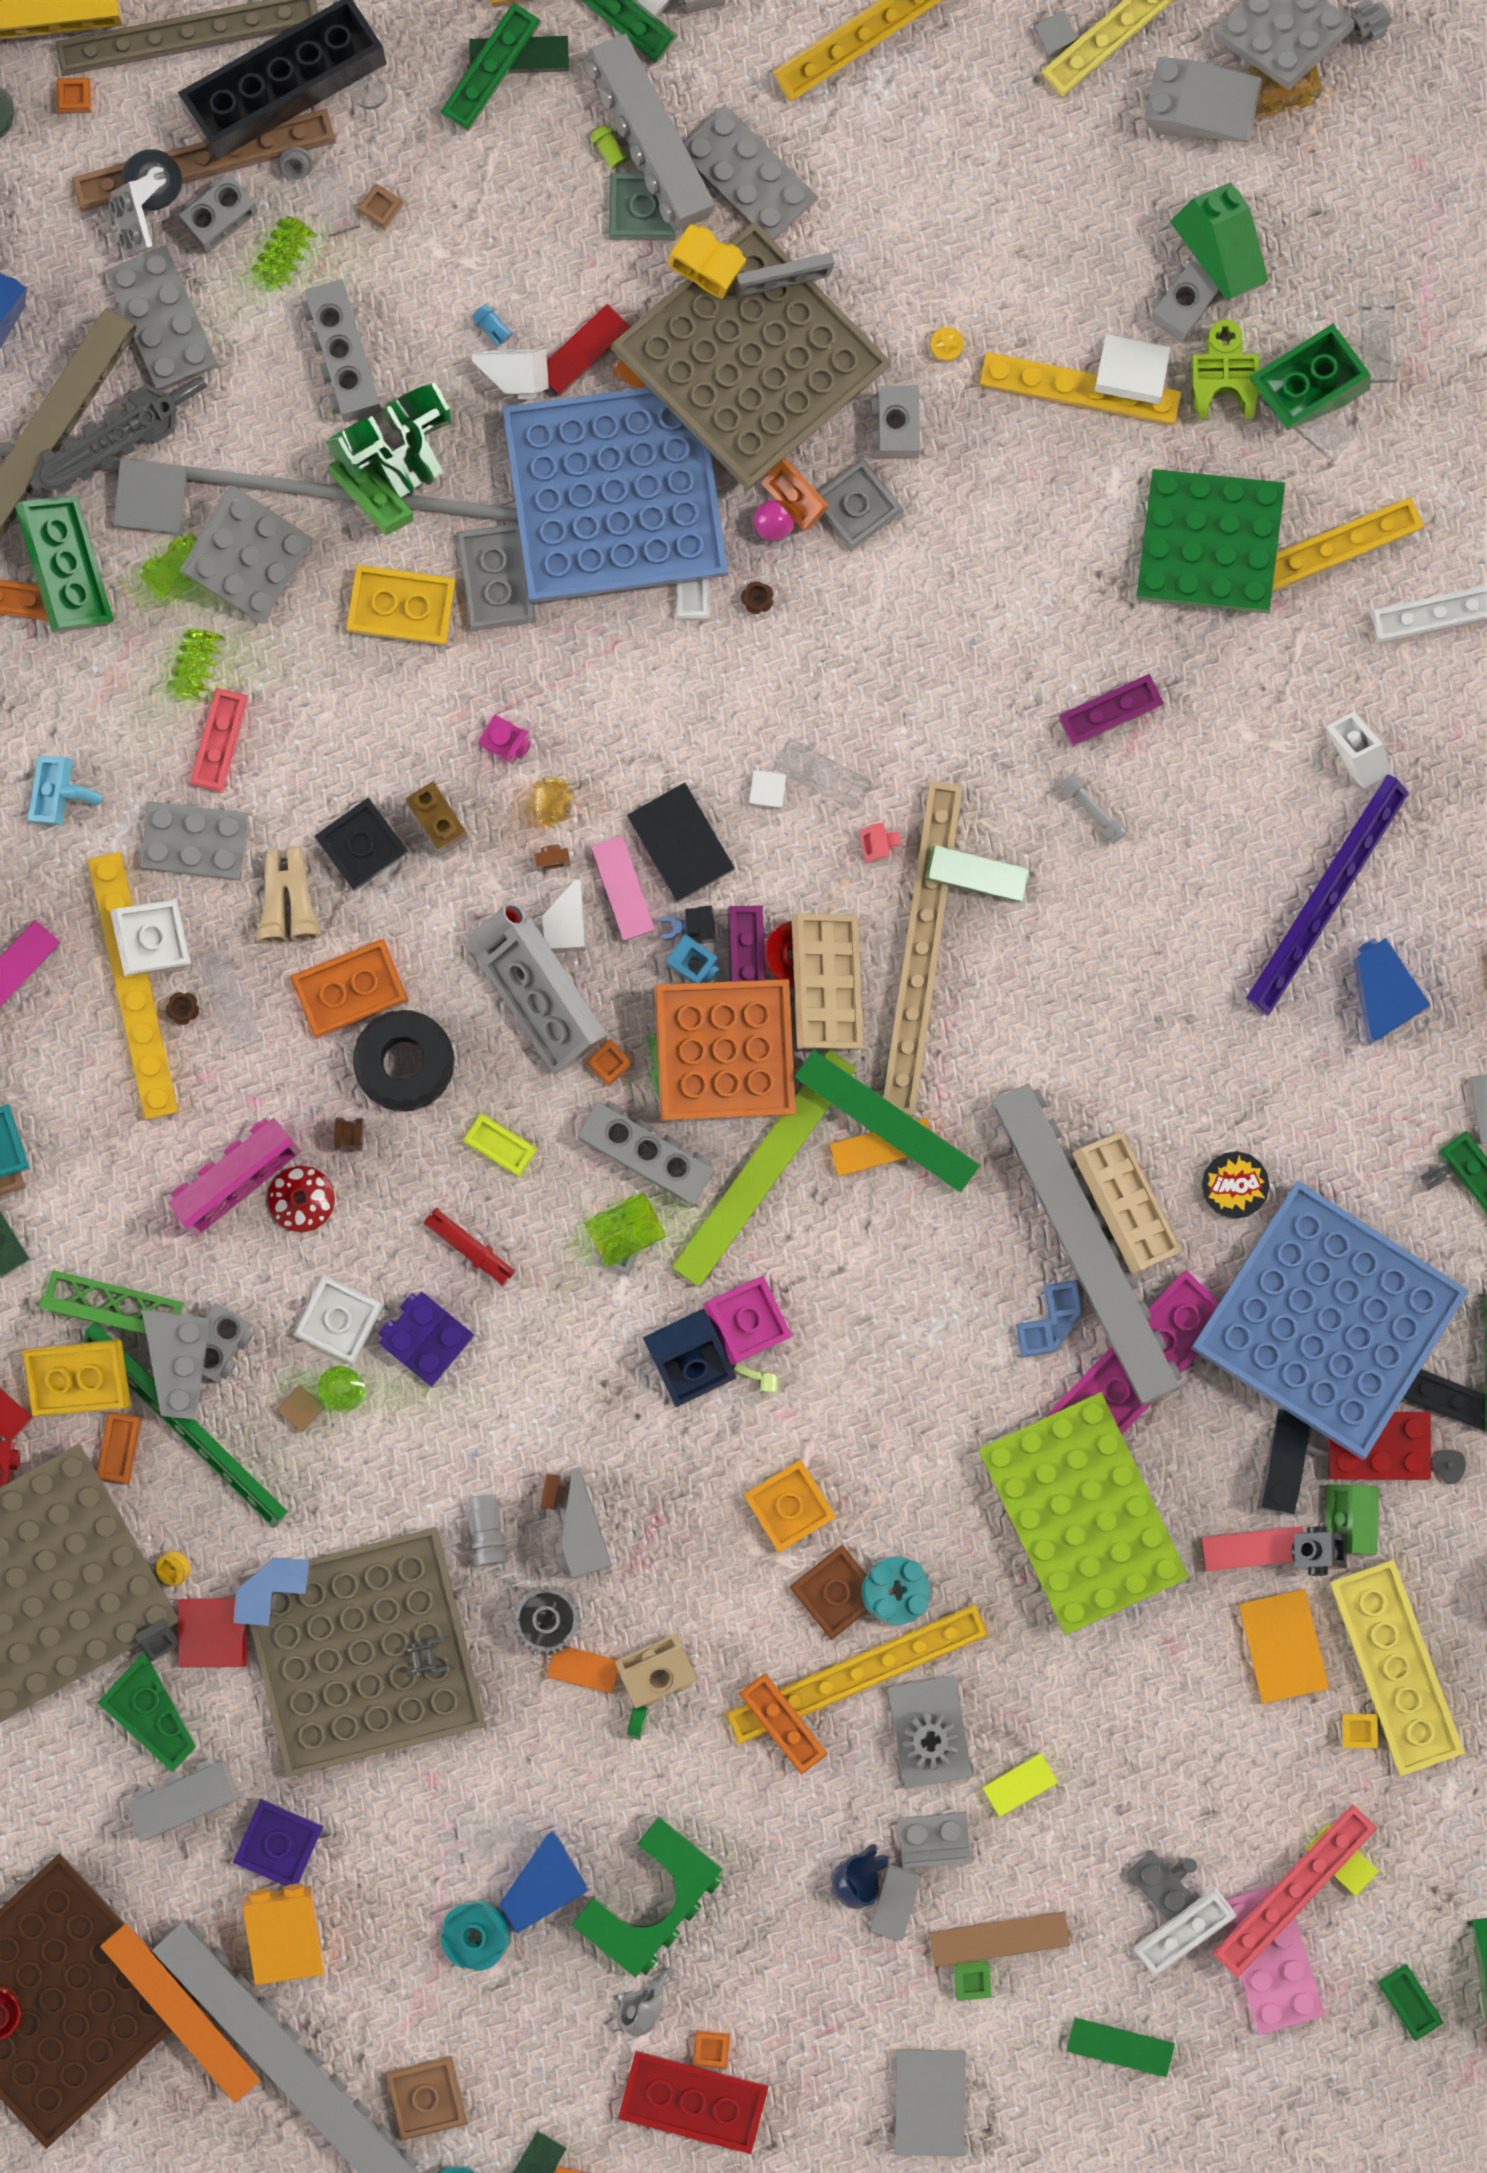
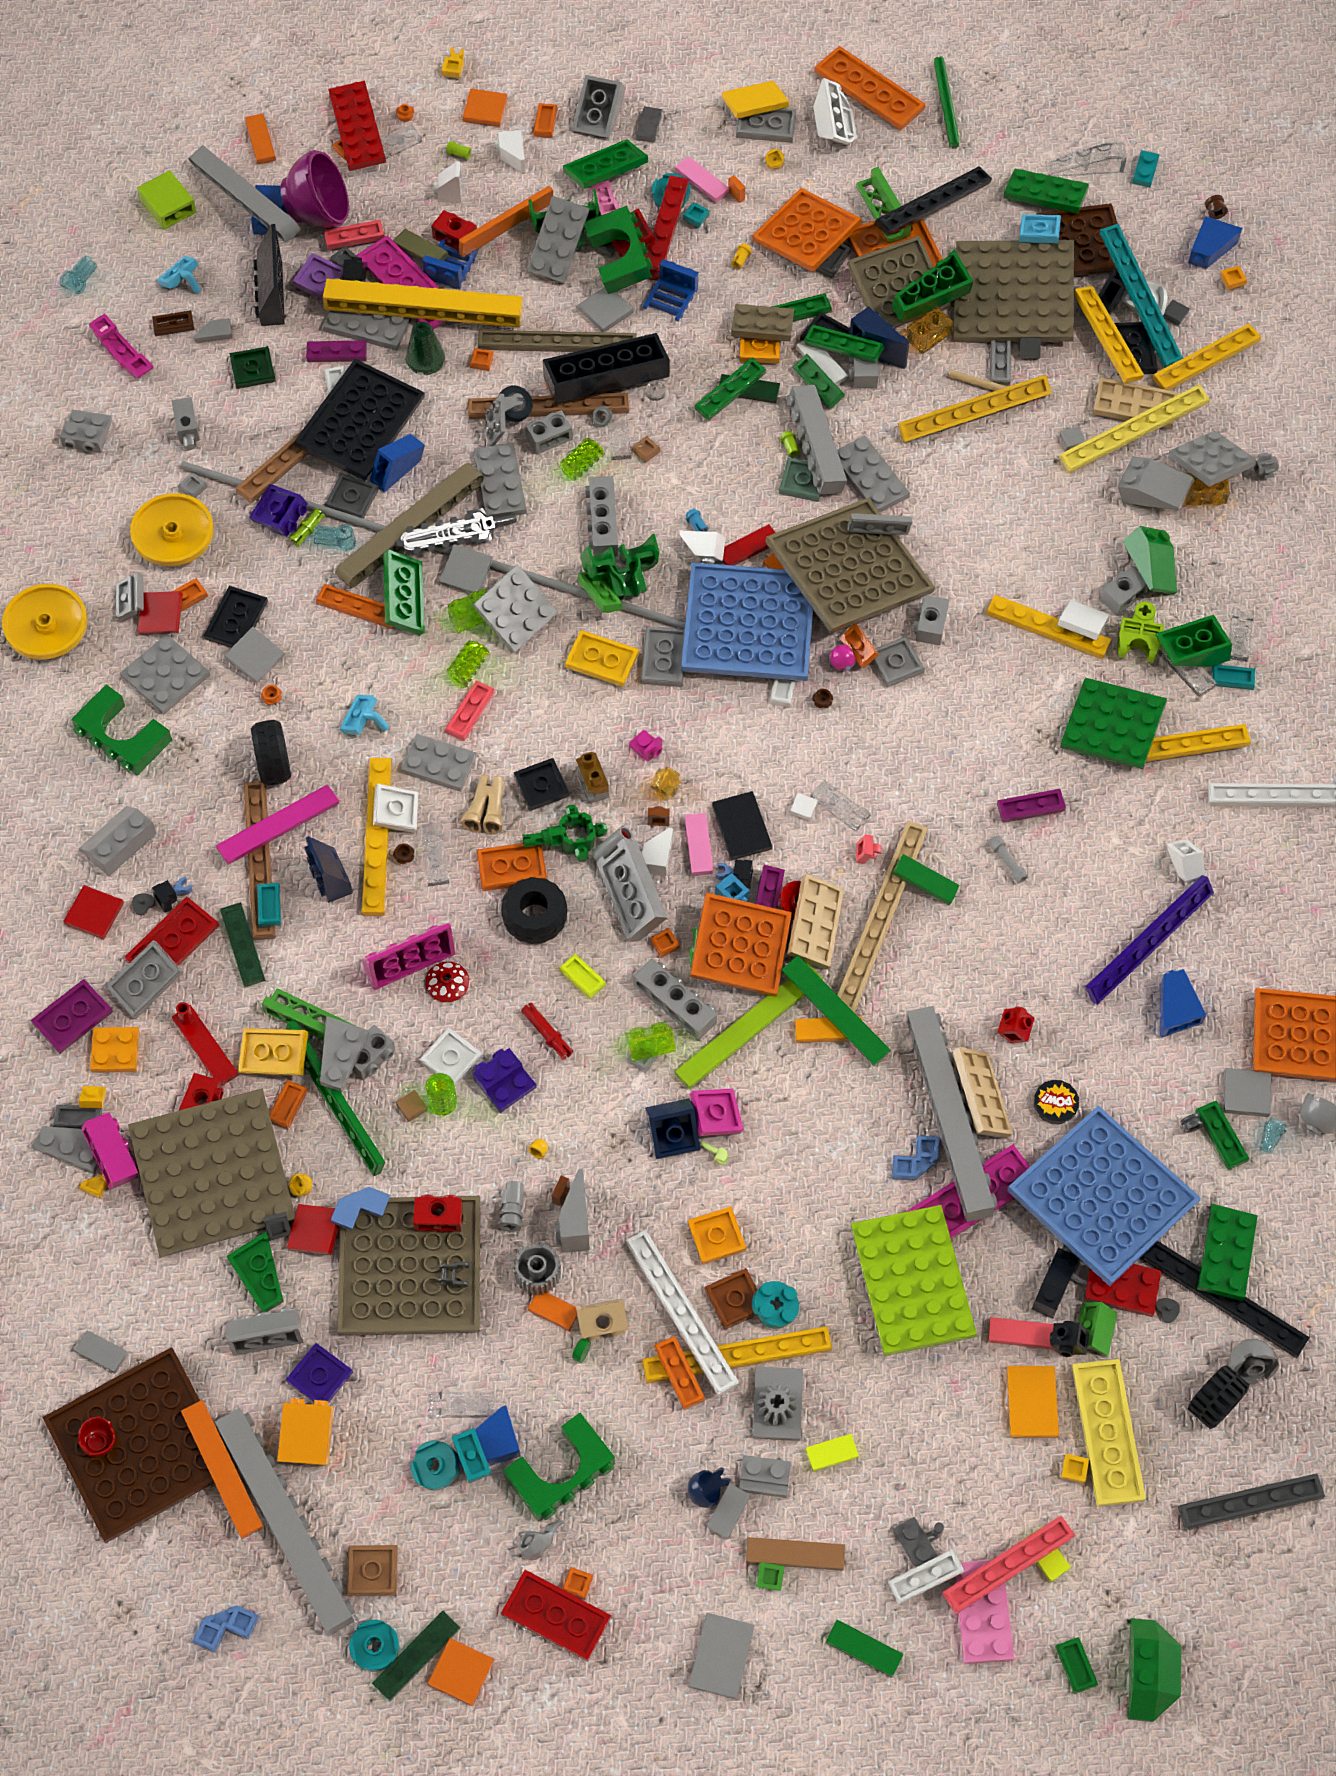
camera: 15 degrees right, 20 degrees down
(82, 1072) = (327, 870): none -> dark blue slope
(348, 1134) = (488, 947): reddish brown wheel -> none
(406, 1573) = (447, 1222): none -> red brick
(407, 930) = (557, 835): none -> green piece
(502, 1432) = (538, 1148): none -> yellow hinge
(524, 1918) = (471, 1455): none -> teal plate
(706, 260) = (834, 506): yellow brick -> none
(765, 1632) = (682, 1313): none -> white tile
(946, 344) = (971, 586): yellow tile -> none
(1155, 1081) = (1016, 1025): none -> red brick
(1380, 413) = (1234, 677): none -> teal tile

